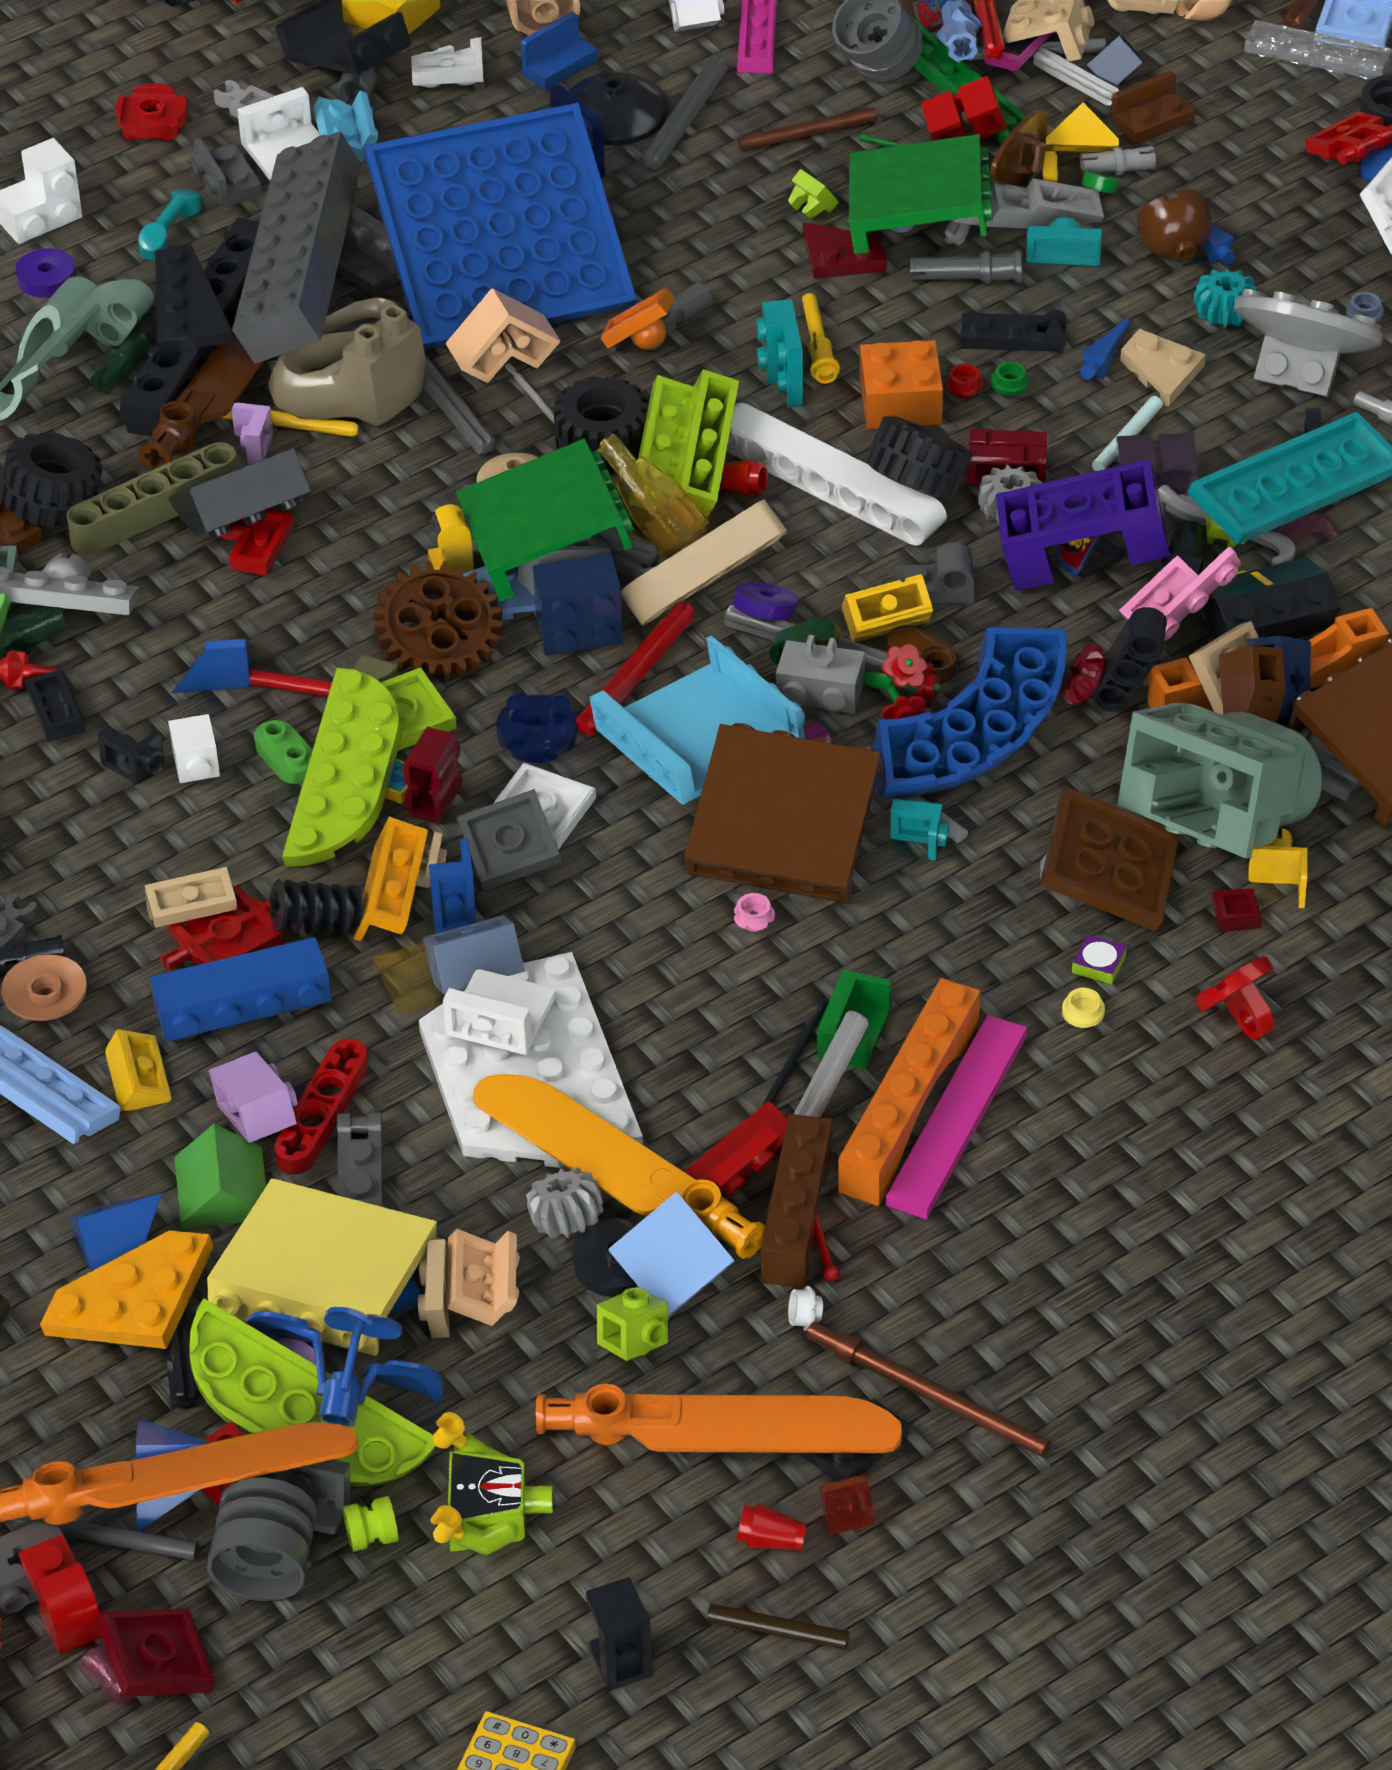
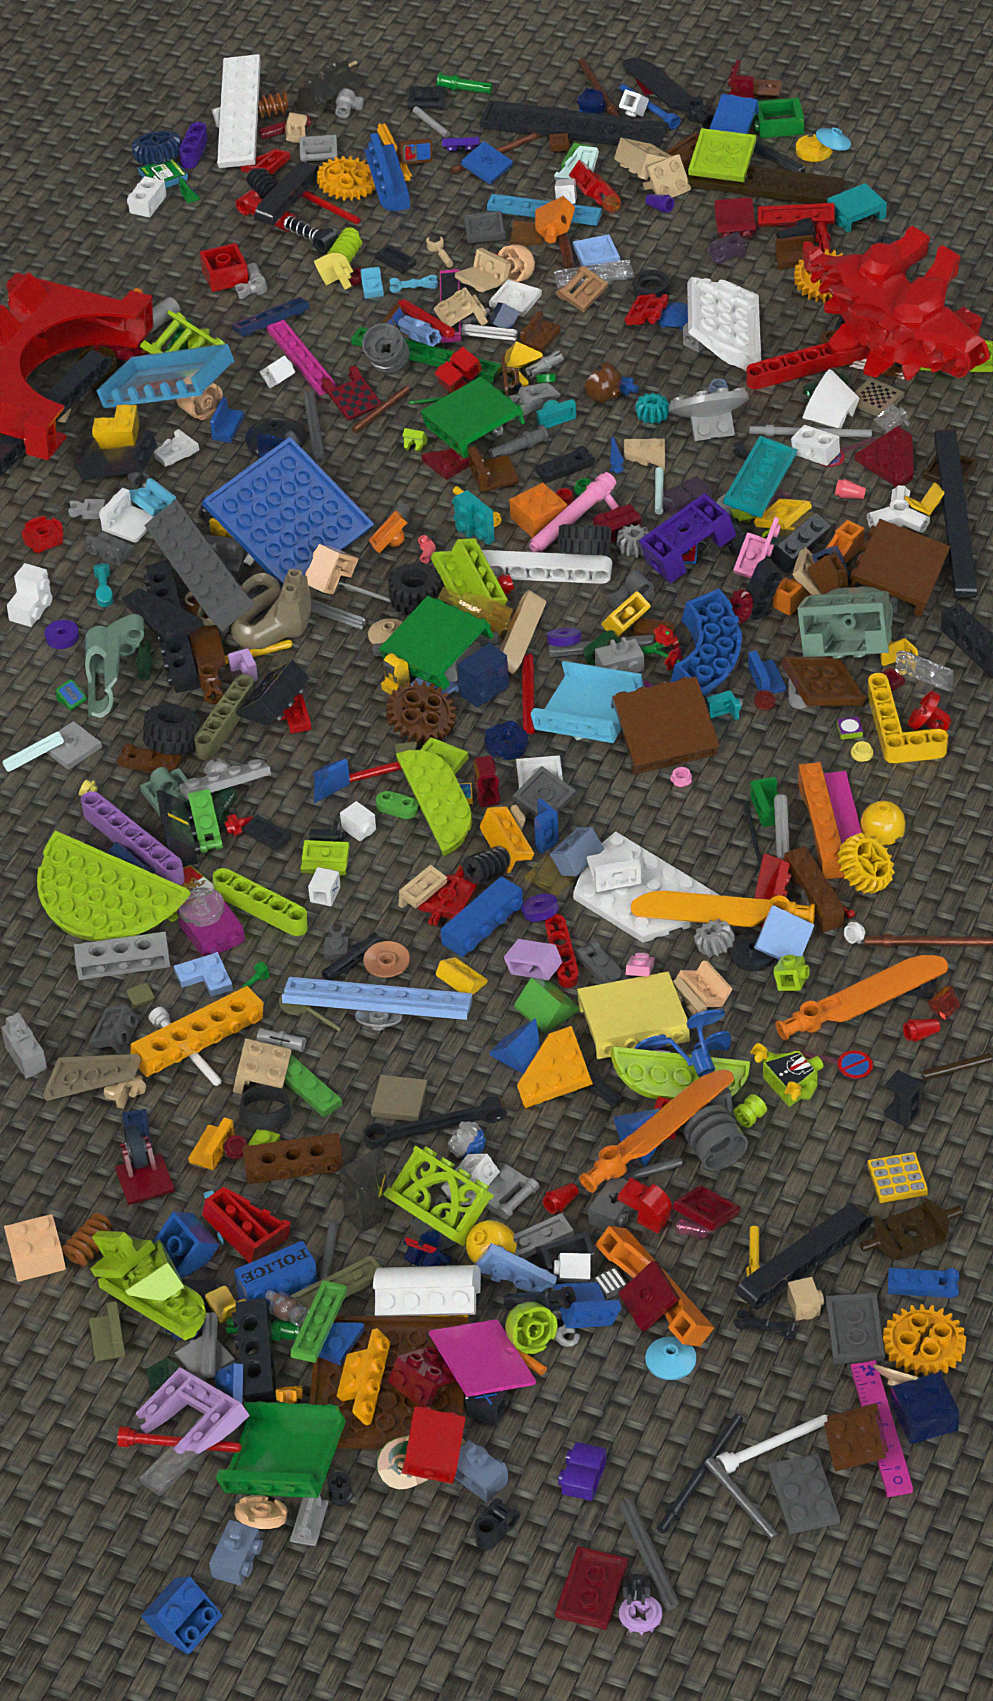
camera: 30 degrees left, 0 degrees up
(59, 828) = (324, 886): none -> white brick
(103, 783) = (325, 855): none -> lime plate
(345, 1018) = (540, 907): none -> dark purple piece
(407, 1189) = (640, 965): none -> bright pink plate
(611, 1534) = (850, 1064): none -> piece
(689, 367) = (427, 547): none -> coral arm
(779, 94) = (352, 397): none -> dark red flag
(884, 295) = (491, 472): none -> reddish brown bracket
(936, 1207) = (865, 863): none -> yellow gear
(997, 848) = (764, 700): none -> clear red plate
(1002, 390) = (594, 493): none -> bright pink cylinder
(1012, 1144) = (884, 821): none -> yellow cylinder
(1032, 806) = (765, 674): none -> blue panel
(1148, 1017) = (895, 745): none -> yellow beam
(1167, 40) = (516, 296): none -> white tile
(1279, 73) = (586, 293): none -> medium nougat plate
(1282, 553) = (786, 510): none -> yellow tile
(1301, 918) = (924, 670): none -> clear plate

